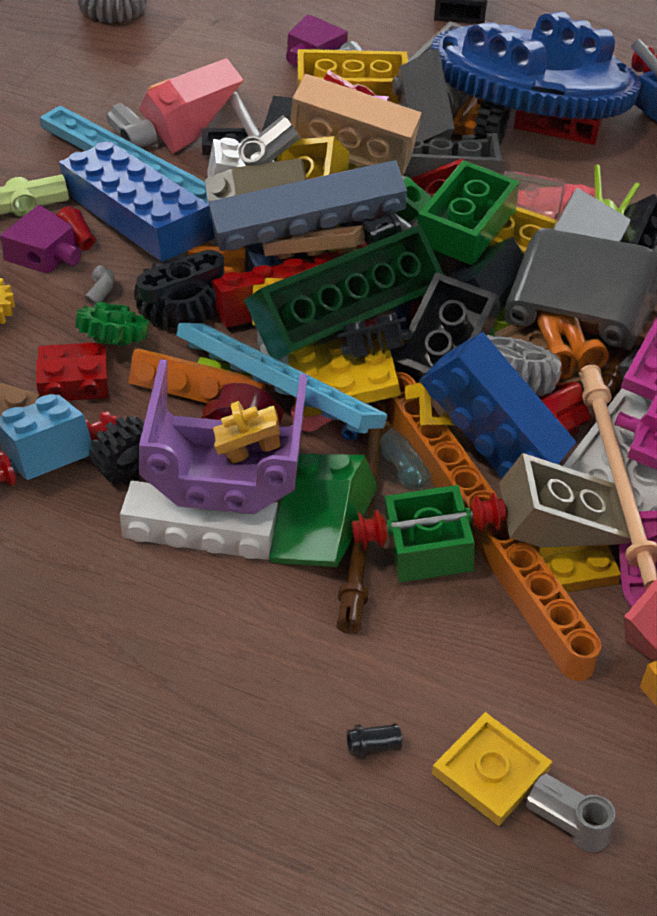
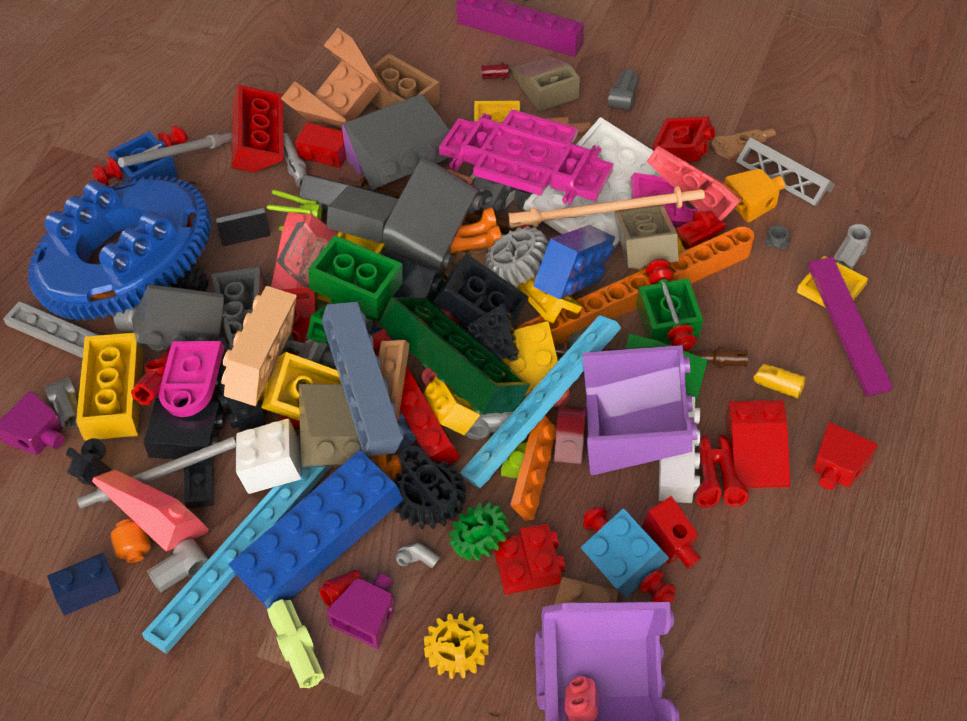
camera: 90 degrees left, 5 degrees up
(61, 486) = (672, 532): none -> red torso
(118, 450) = (627, 493): black tyre -> none
(124, 73) = (83, 584): none -> dark blue brick
(149, 706) = (842, 457): none -> red torso
(179, 561) = (709, 491): none -> red piece
(192, 612) = (759, 442): none -> red slope
(246, 428) = (608, 410): yellow hips -> none
(258, 65) = (88, 463): none -> black hips
(269, 142) = (284, 405): light grey piece -> none
(299, 662) = (780, 380): none -> yellow hinge
(373, 739) = (831, 346): black pin -> none
(381, 227) = (379, 331): black bush -> none
(395, 763) = (849, 327): none -> magenta tile
(581, 162) = (243, 226): none -> black slope
(601, 599) = (701, 228): none -> red hips
(602, 704) = (777, 237): none -> dark grey plate

